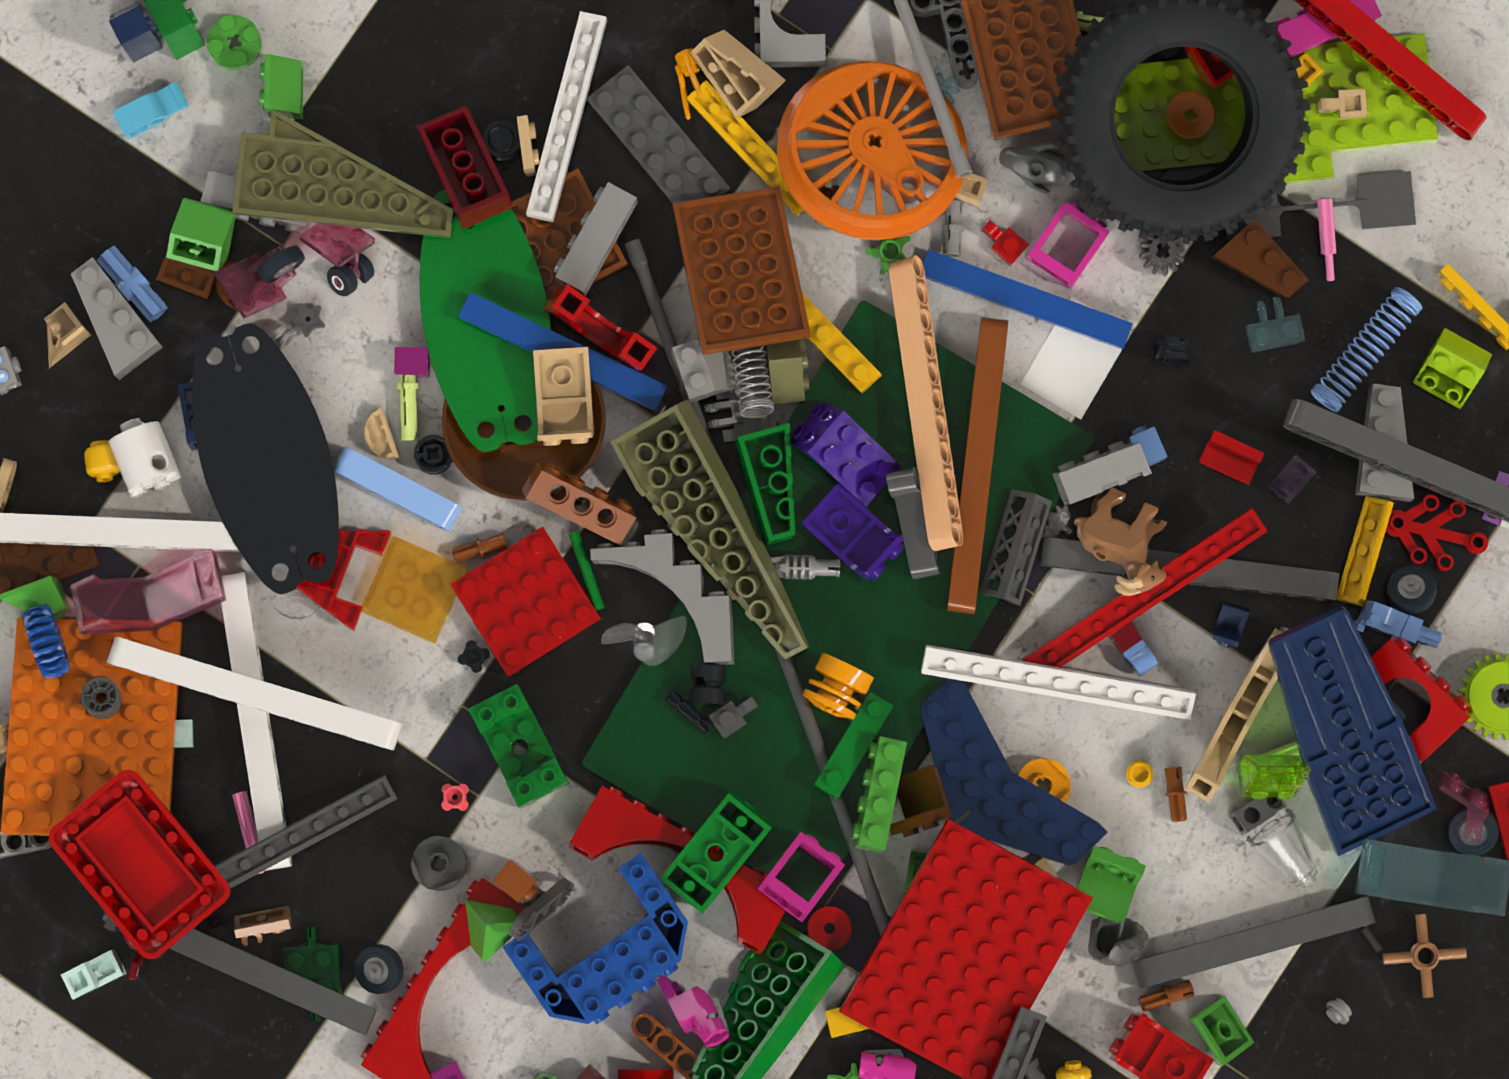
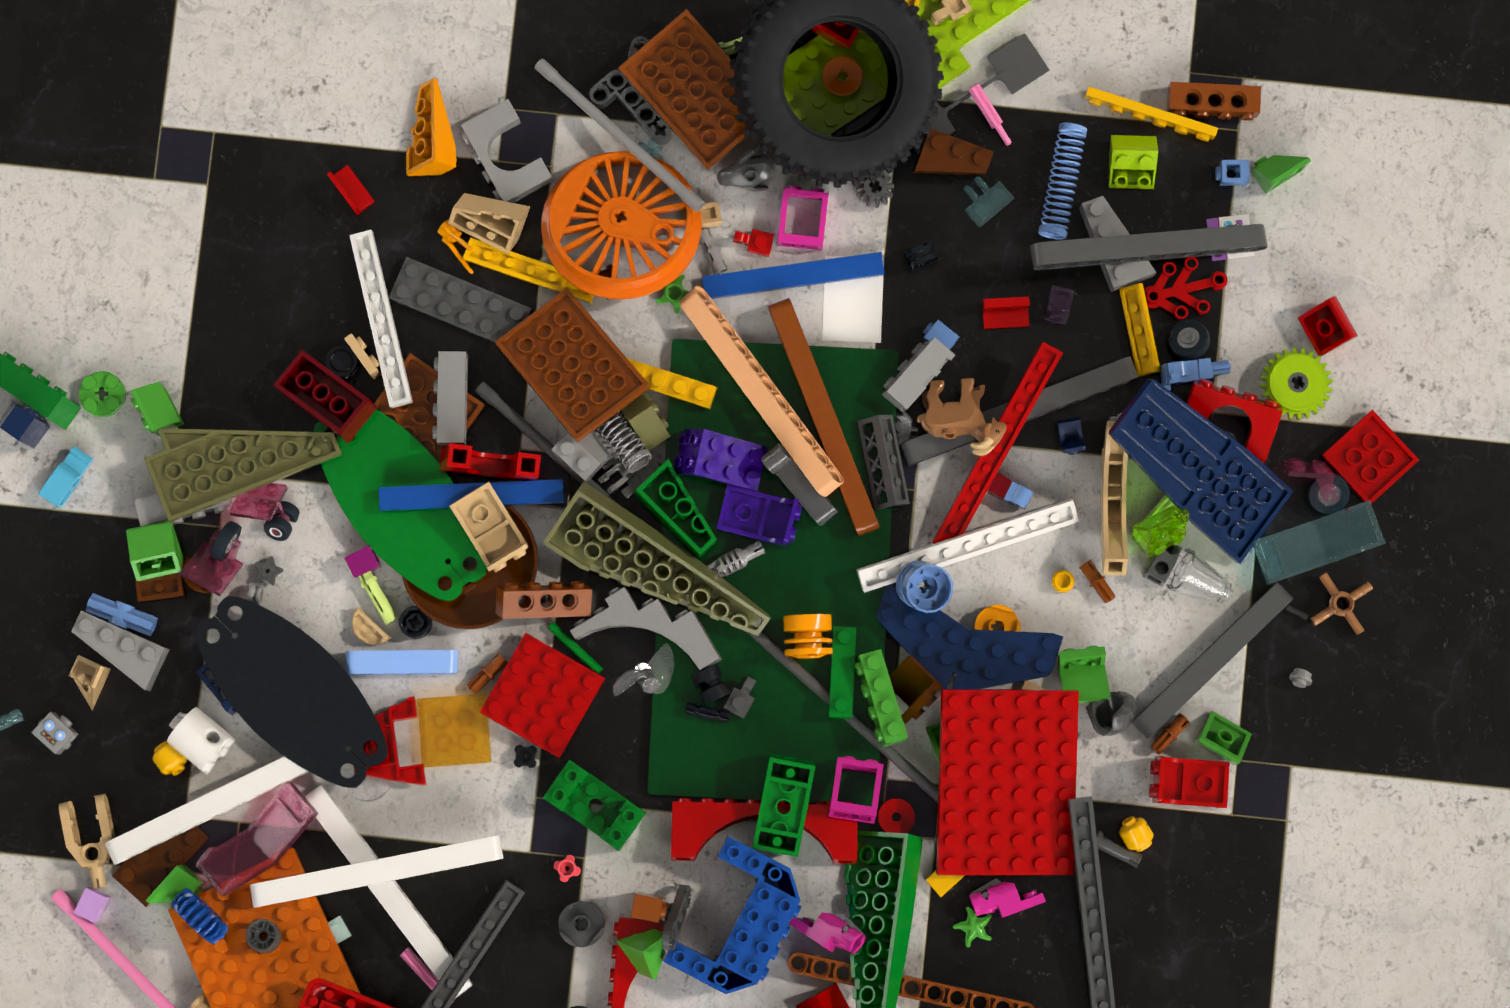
camera: 30 degrees left, 0 degrees up
(990, 715) = (936, 589): none -> medium blue wheel

